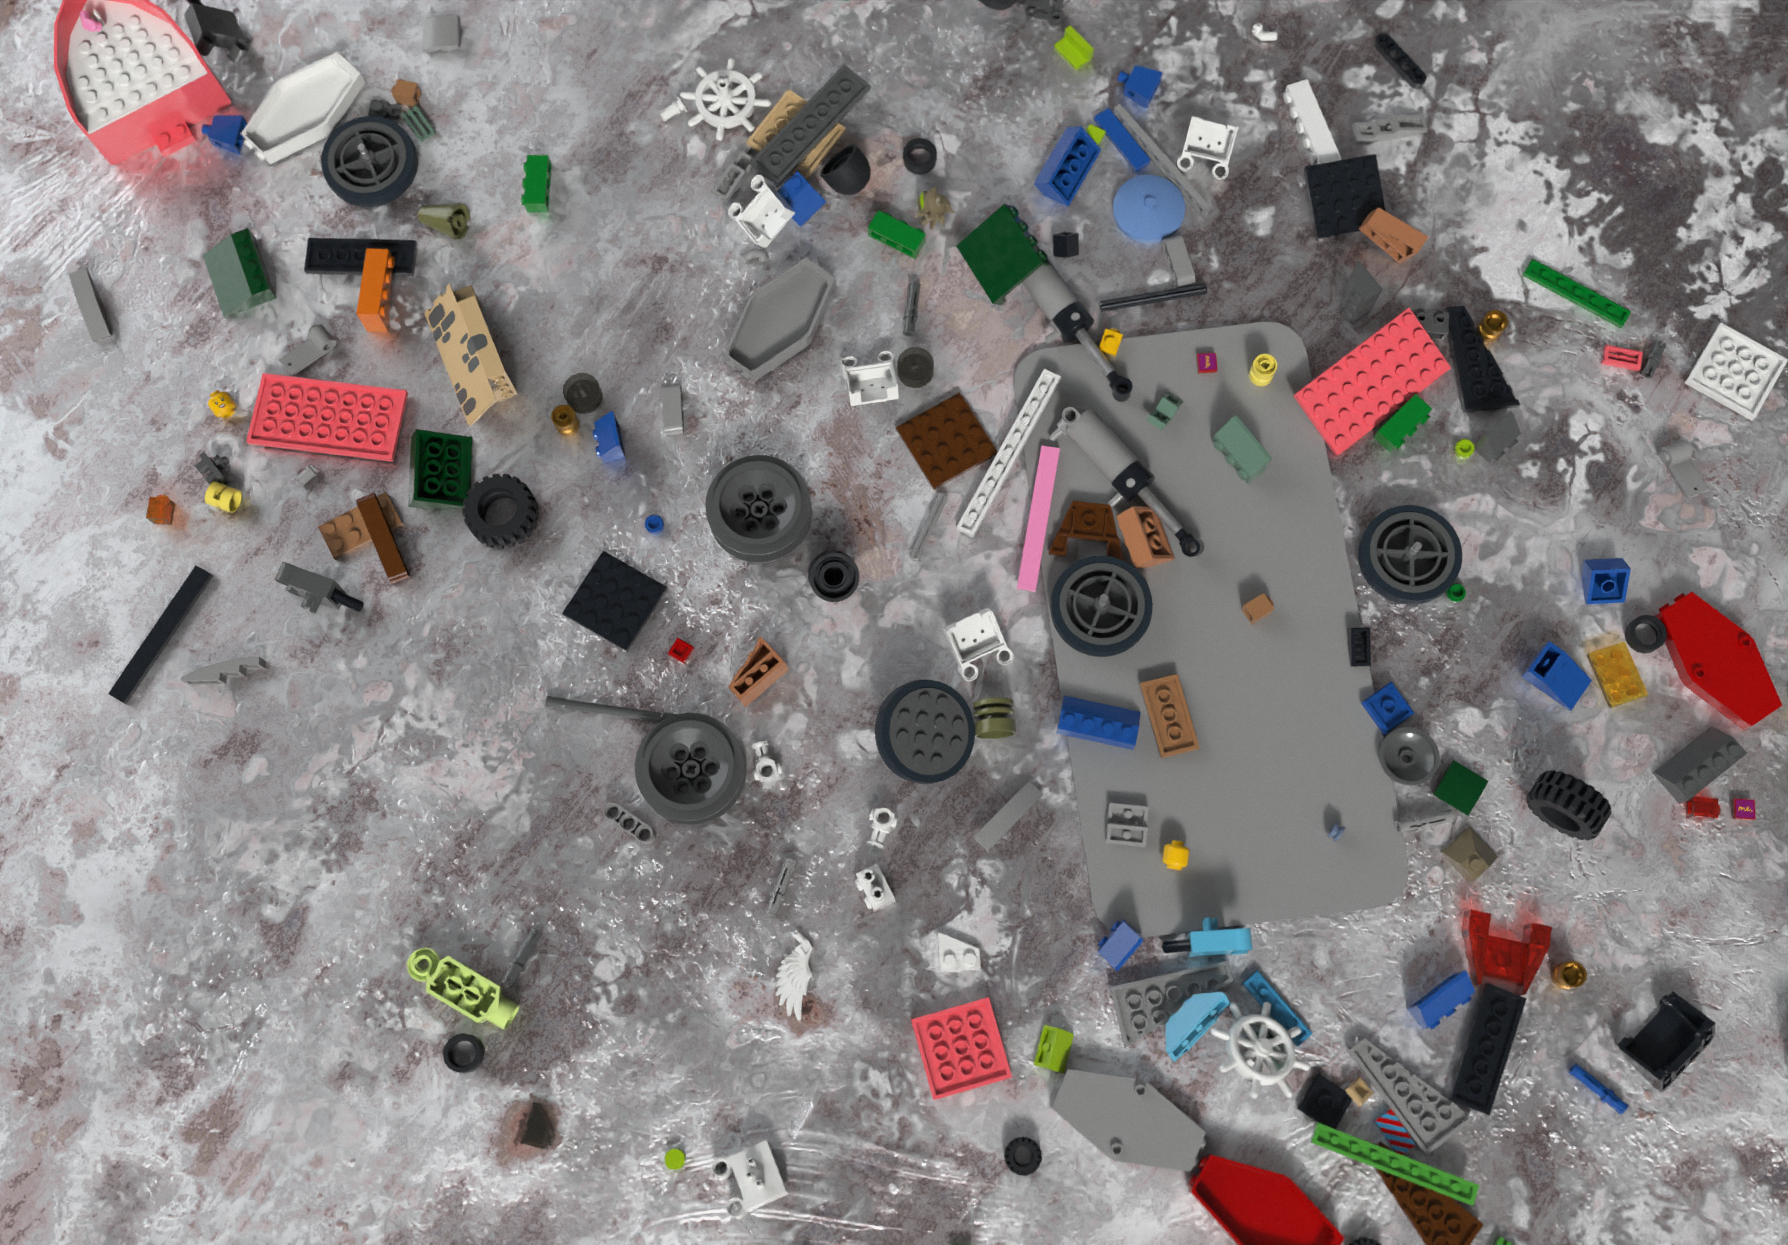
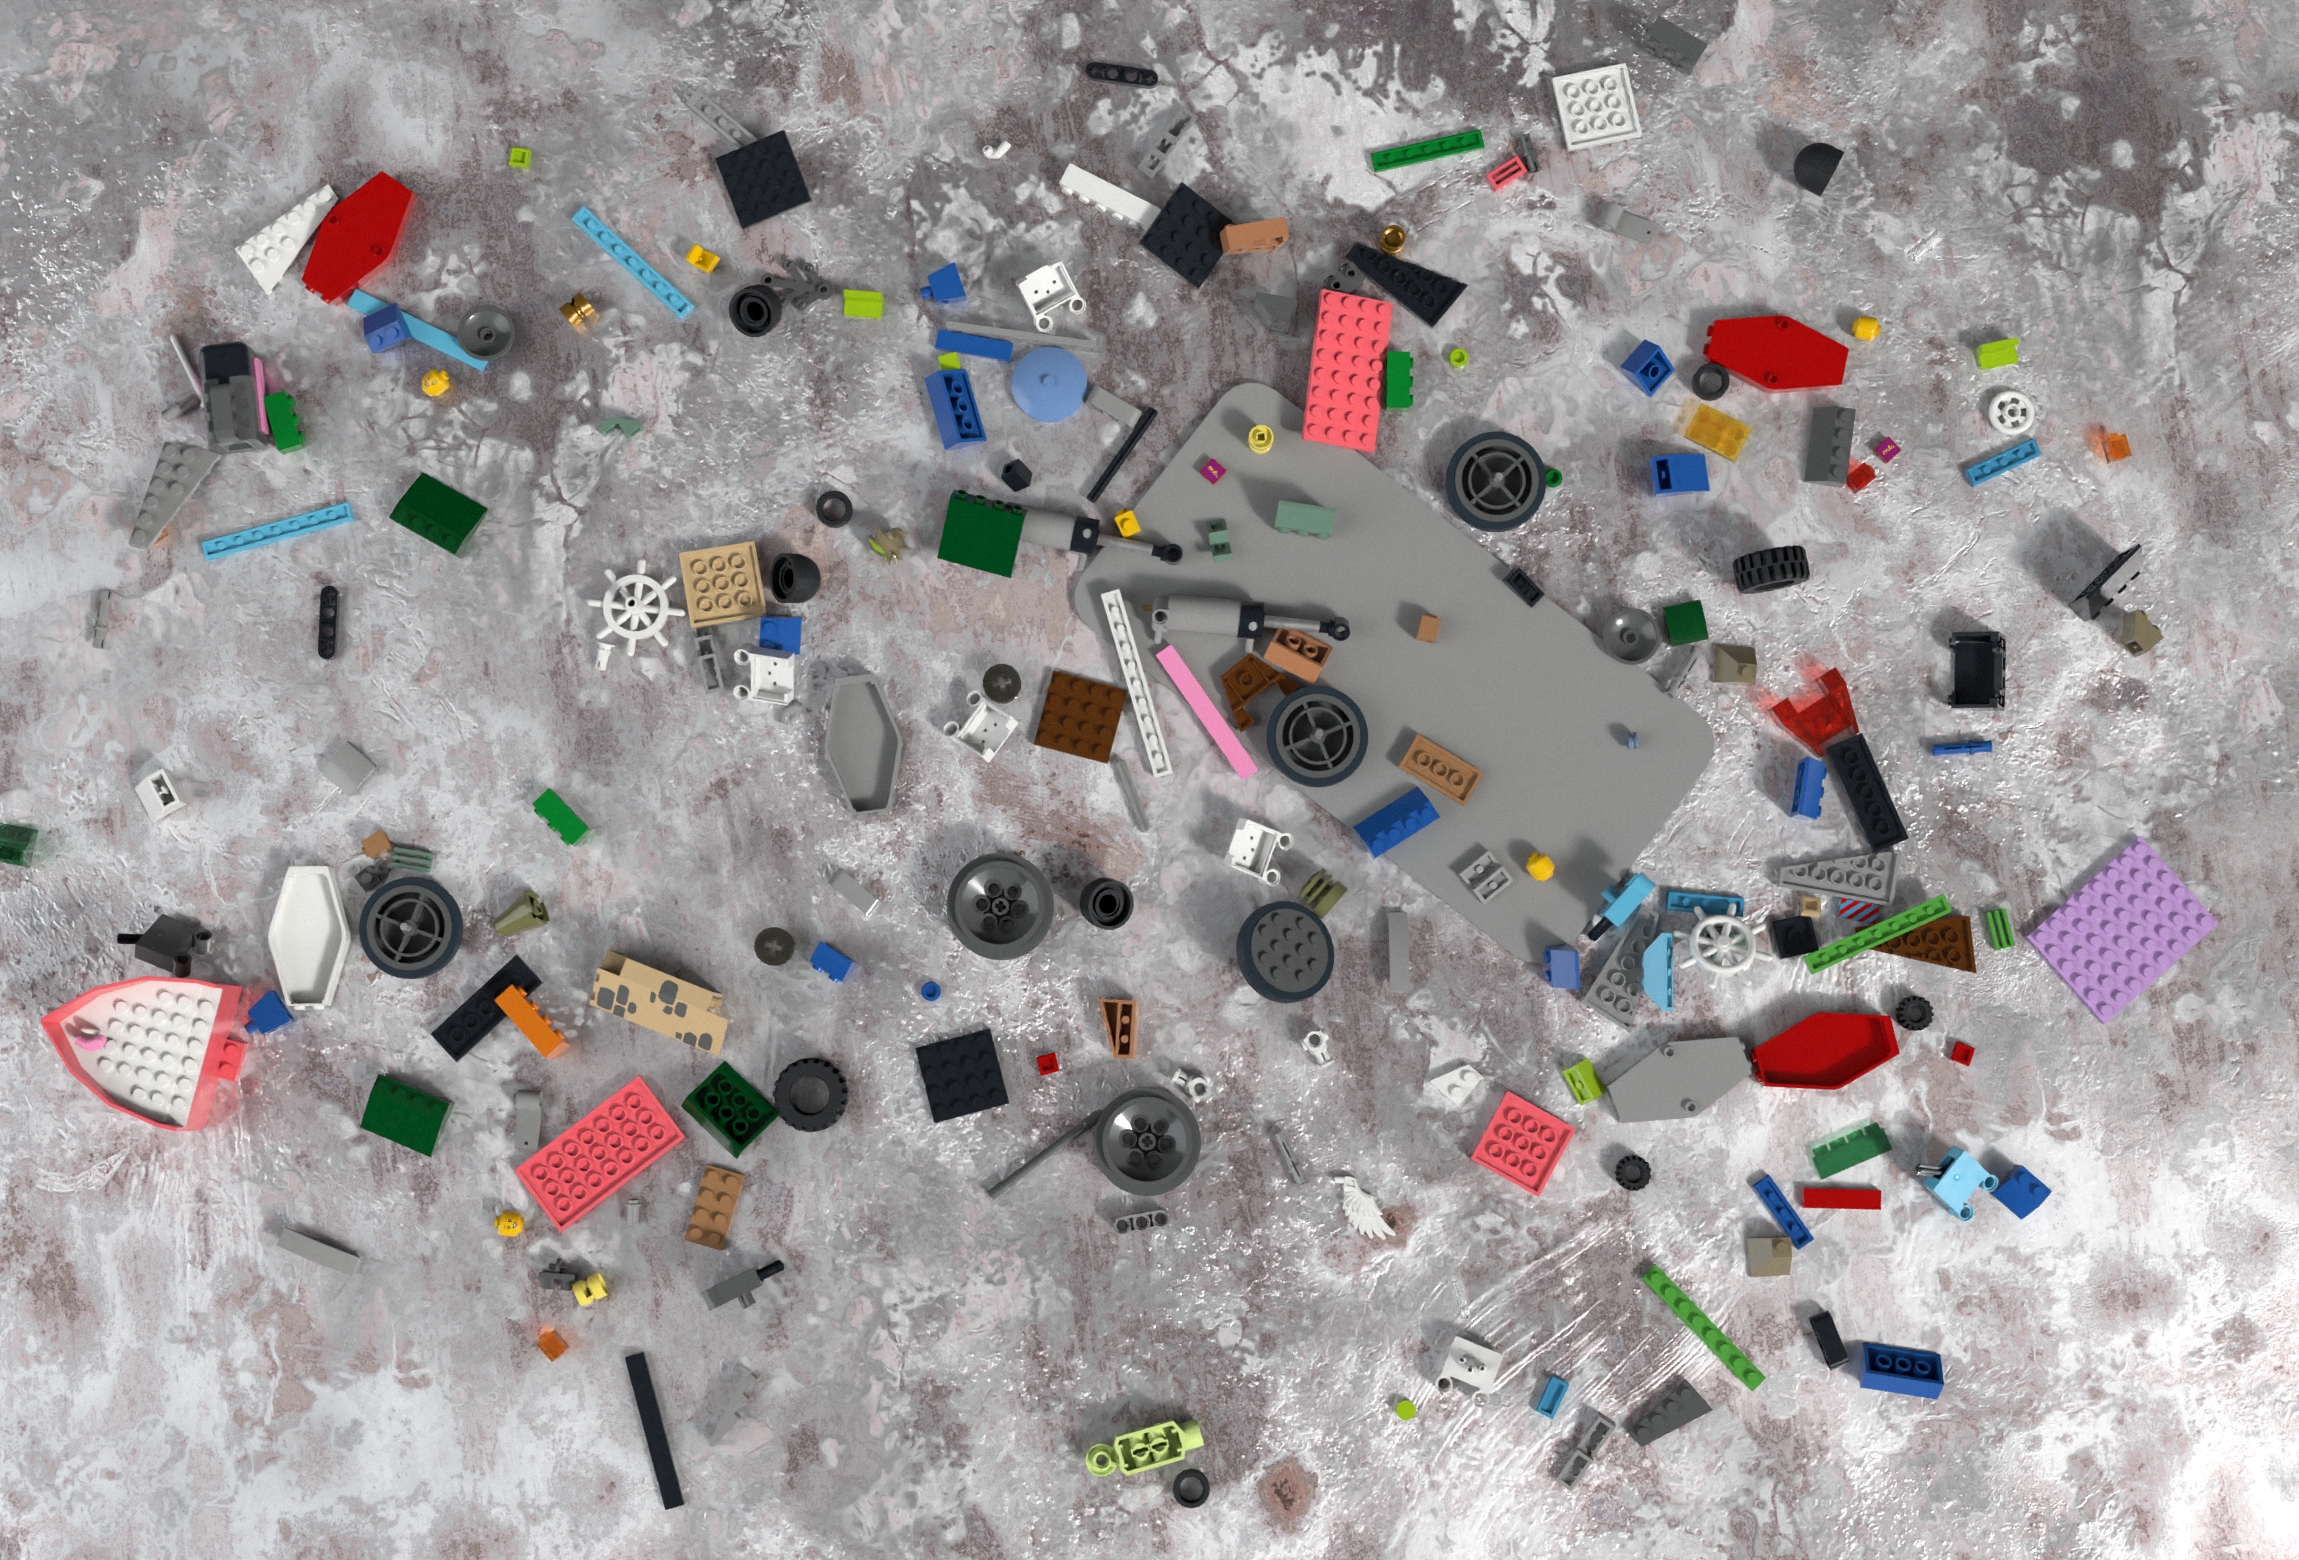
camera: 50 degrees left, 10 degrees up
(383, 538) = (745, 1200): reddish brown beam -> none
(521, 957) = (1162, 1386): dark grey pin -> none
(538, 1128) = (1295, 1484): clear smoke slope -> none
(565, 420) = (784, 980): pearl gold wheel -> none
(810, 125) = (728, 567): dark grey plate -> none
(875, 888) = (1357, 1094): white brick -> none
(896, 234) = (881, 590): green brick -> none
(911, 311) = (947, 633): dark grey pin -> none
(1387, 708) = (1584, 613): blue tile -> none
(1498, 438) = (1477, 328): dark grey slope -> none
(1569, 975) = (1875, 688): pearl gold wheel -> none

